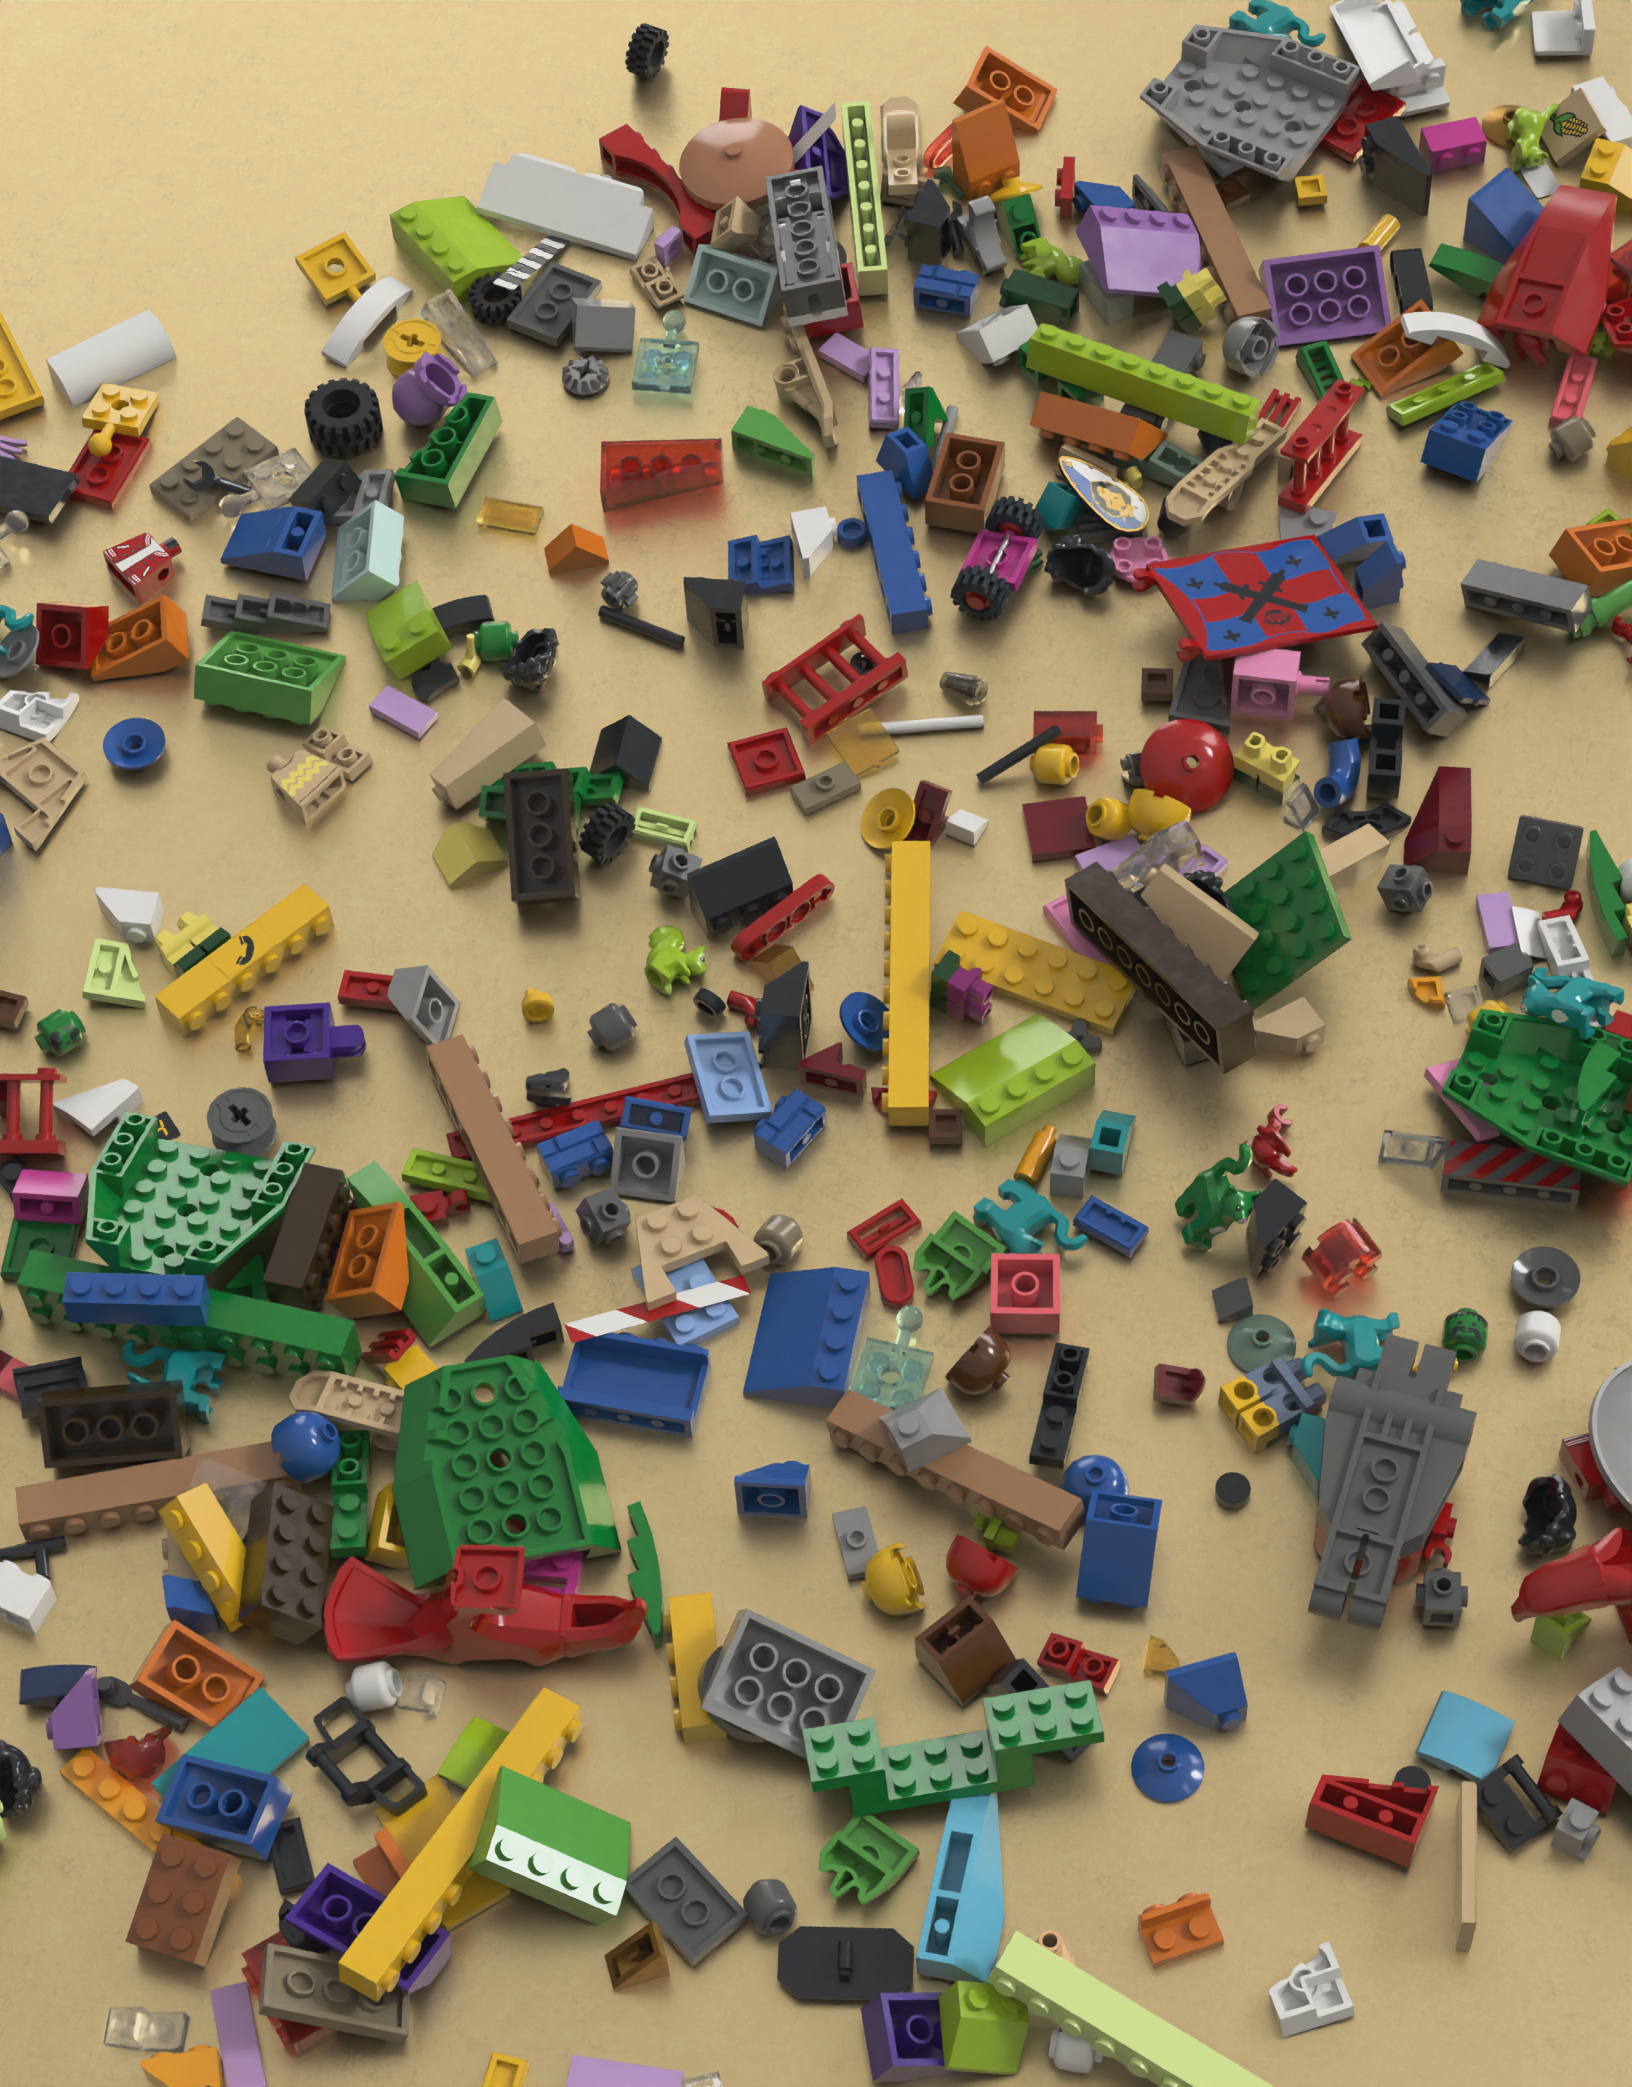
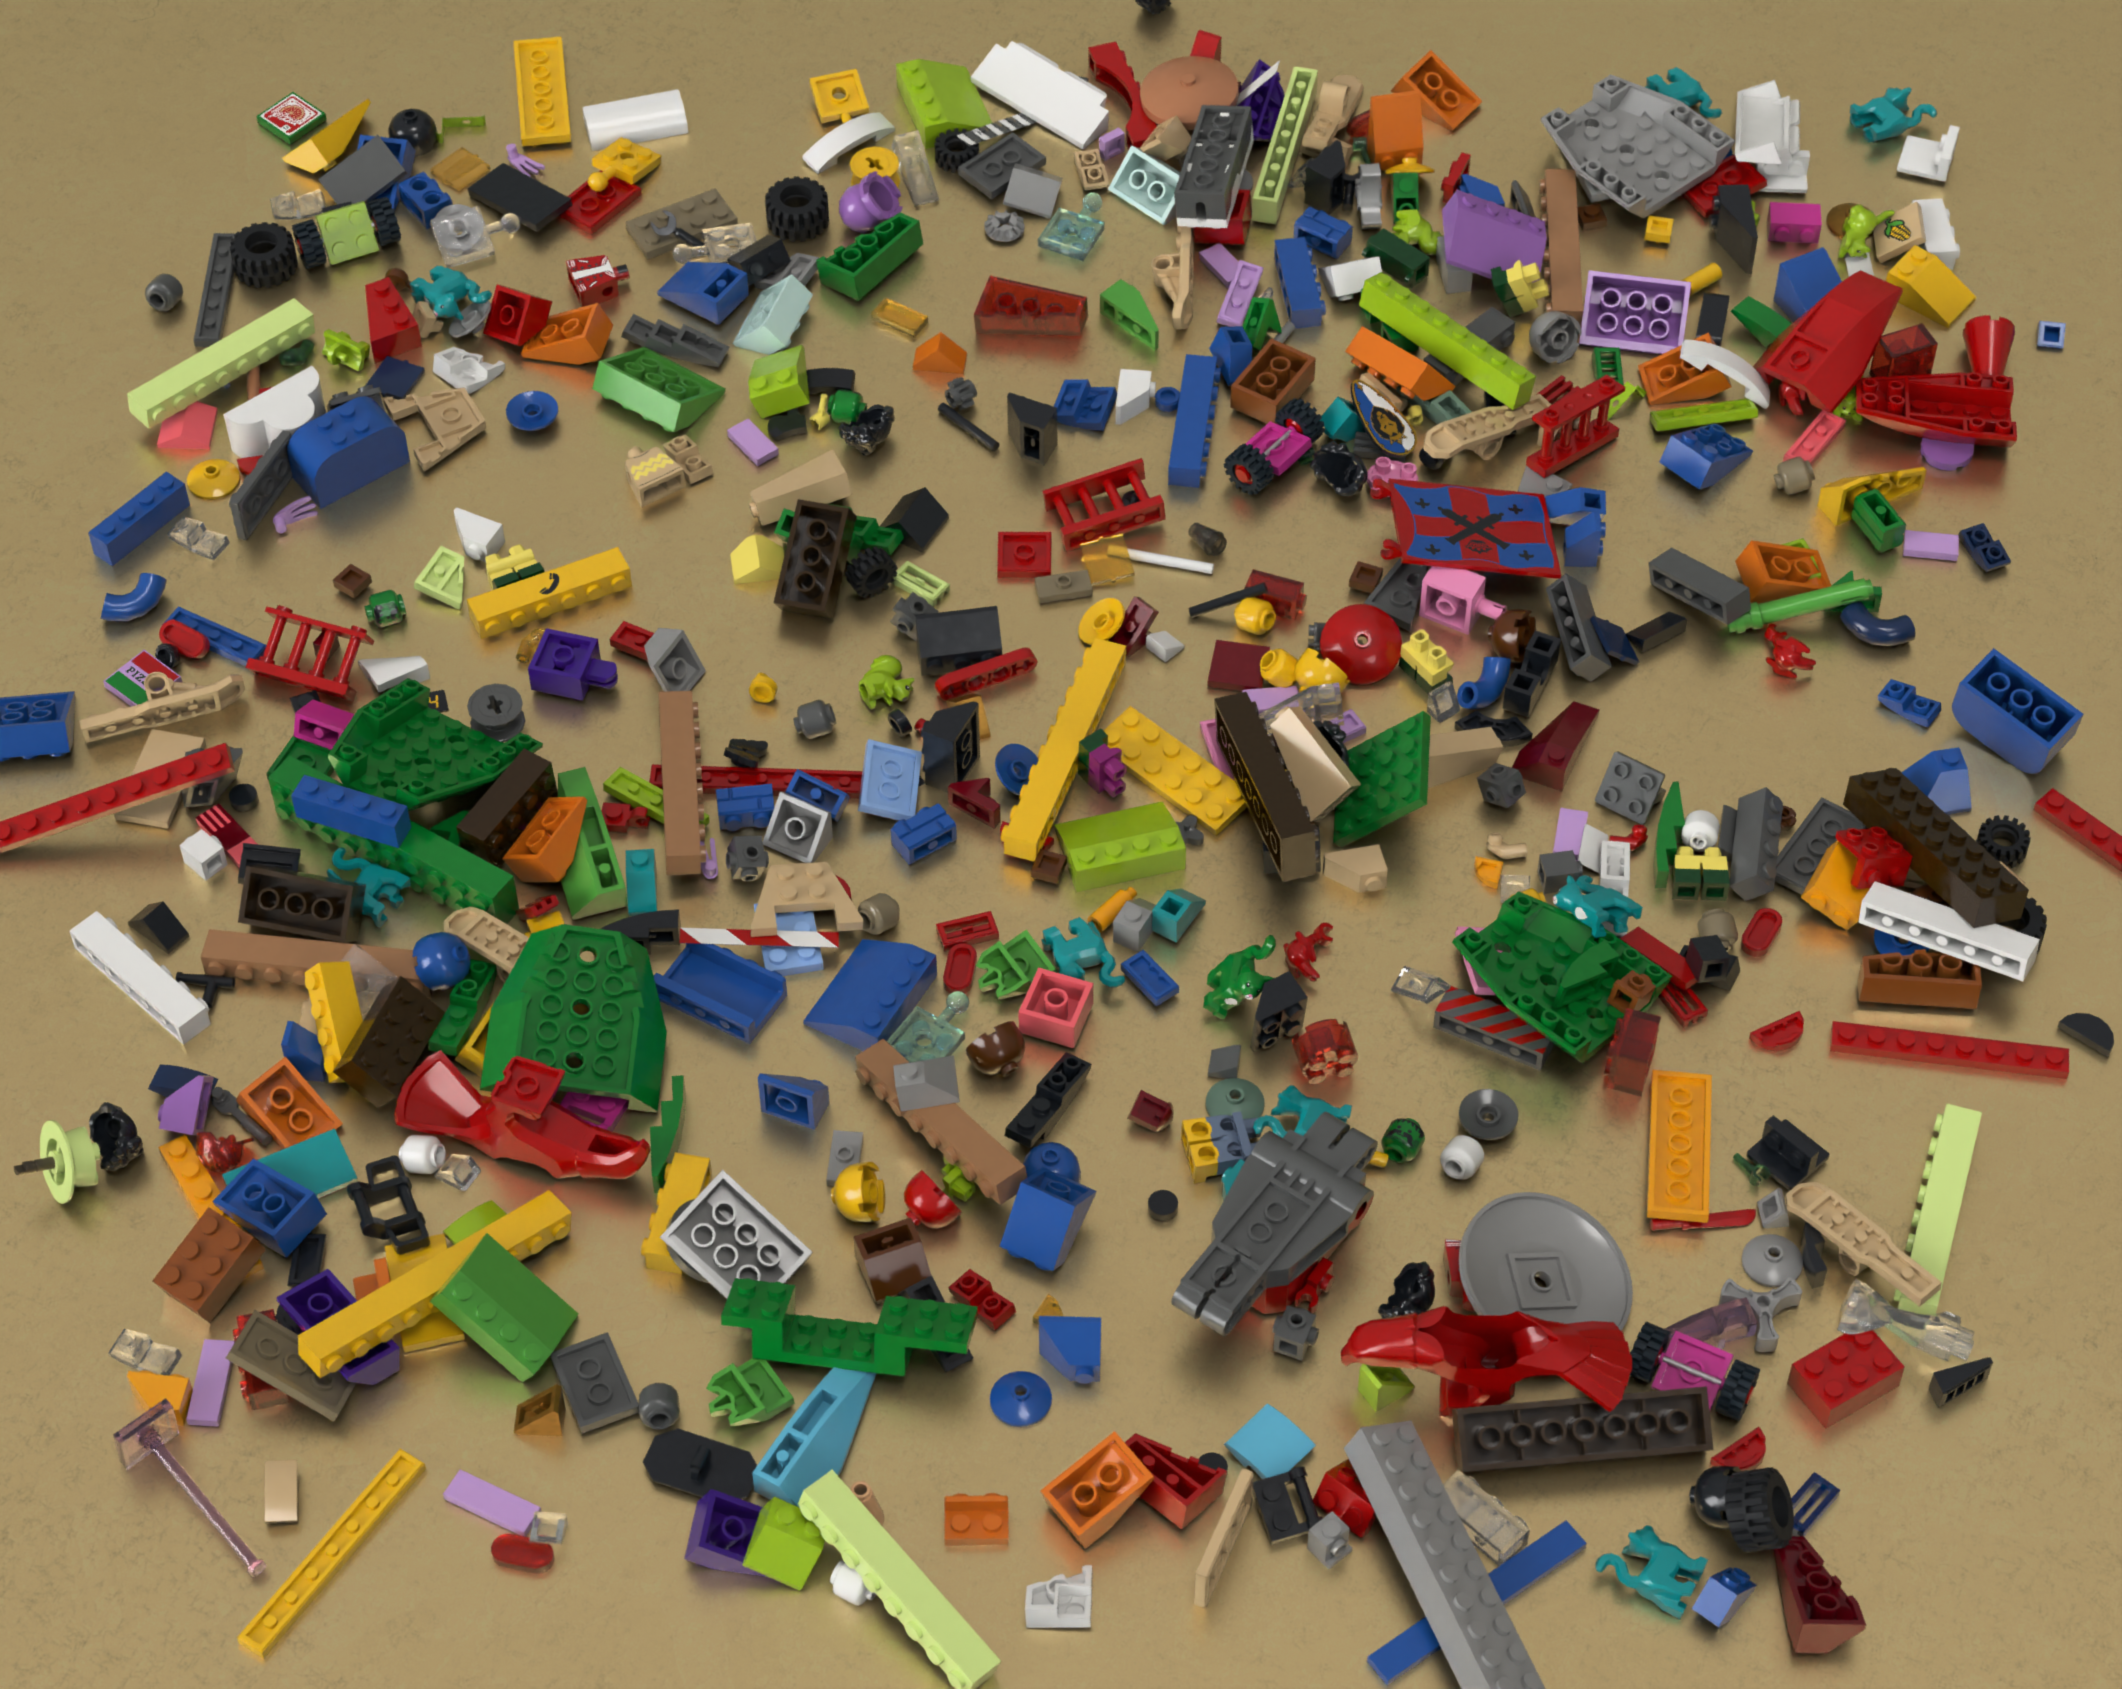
camera: 15 degrees right, 5 degrees down
(943, 356) = (1298, 282): none -> blue brick
(1306, 1853) = (1097, 1489): none -> orange slope

